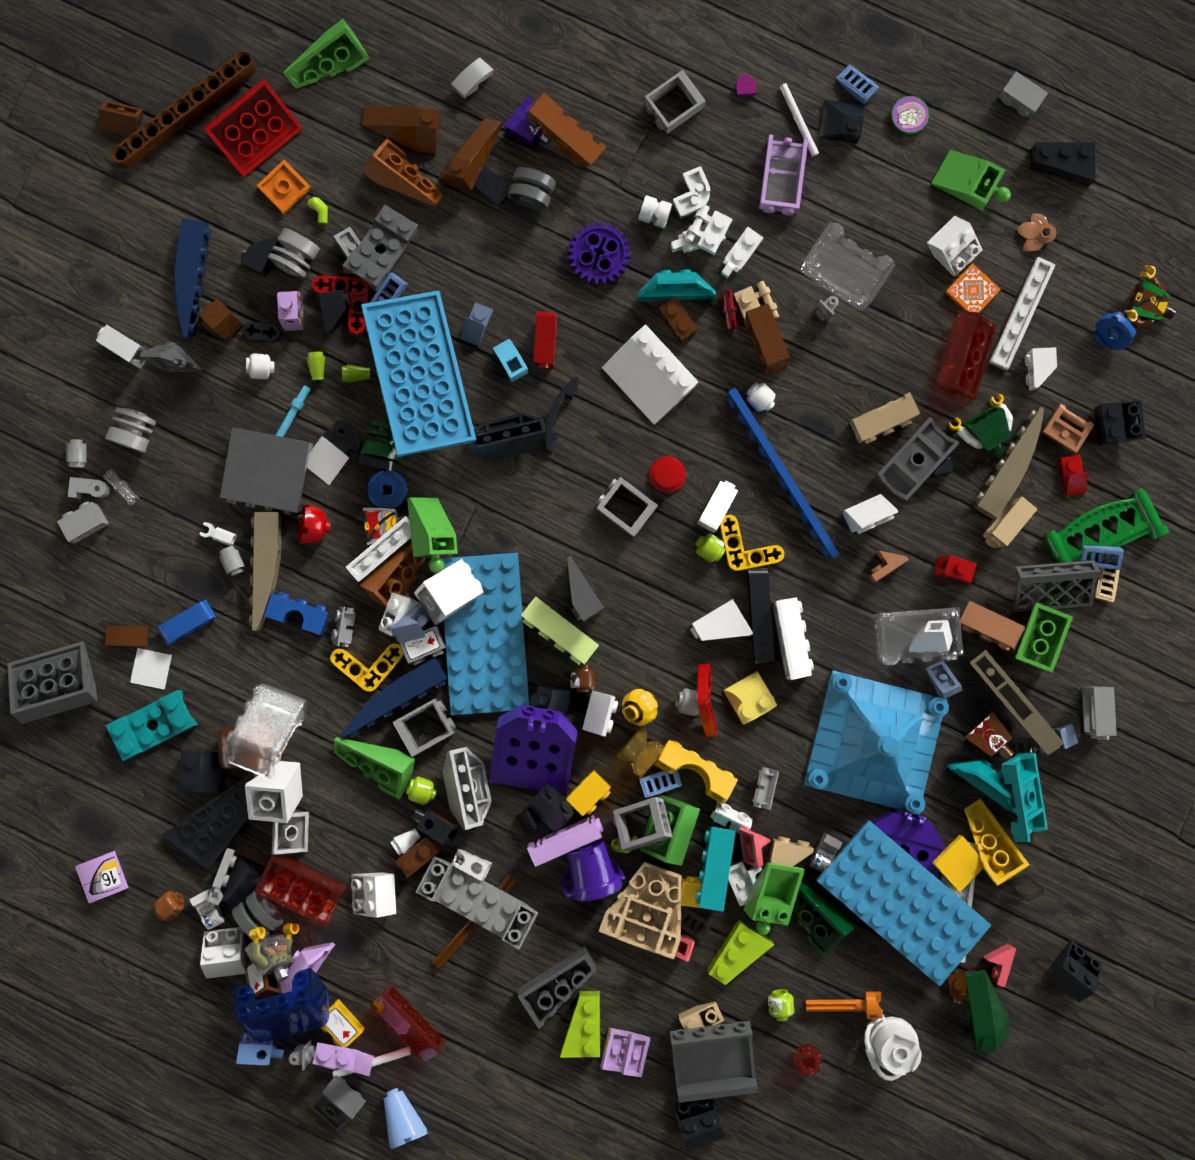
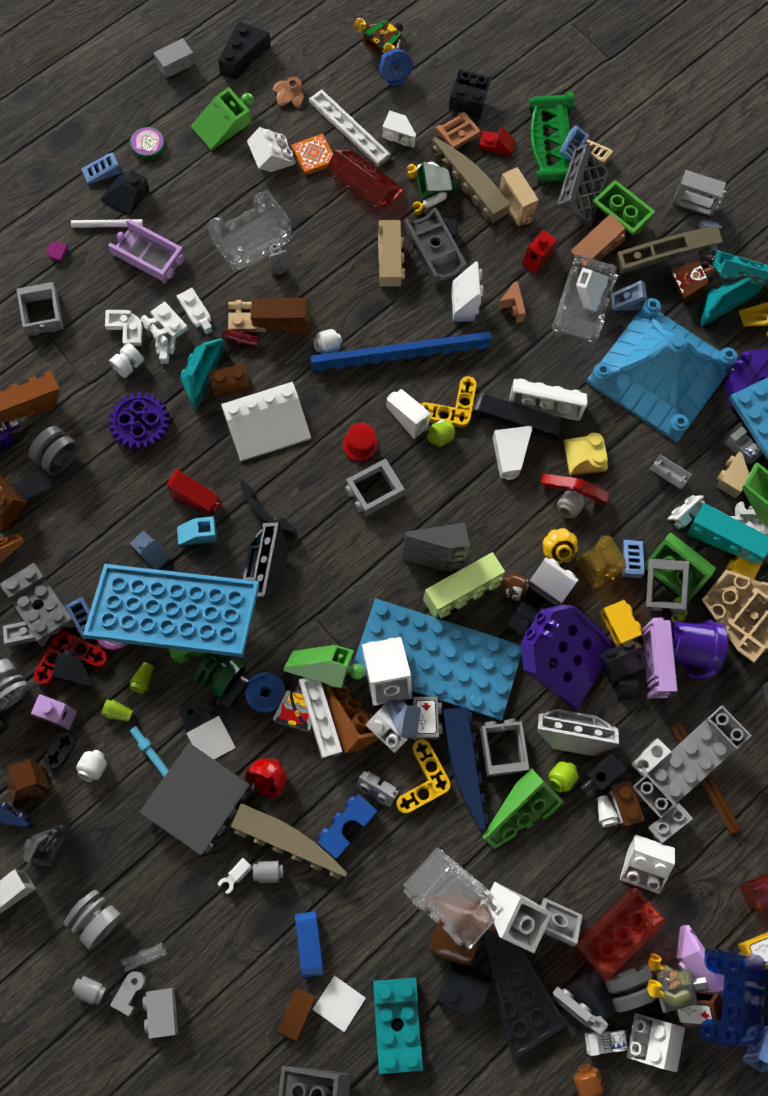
camera: 75 degrees left, 15 degrees down
(416, 903) = (670, 823): none -> light grey hinge
(717, 782) = (652, 508): yellow arch -> none
(751, 847) = (719, 500): coral slope -> none

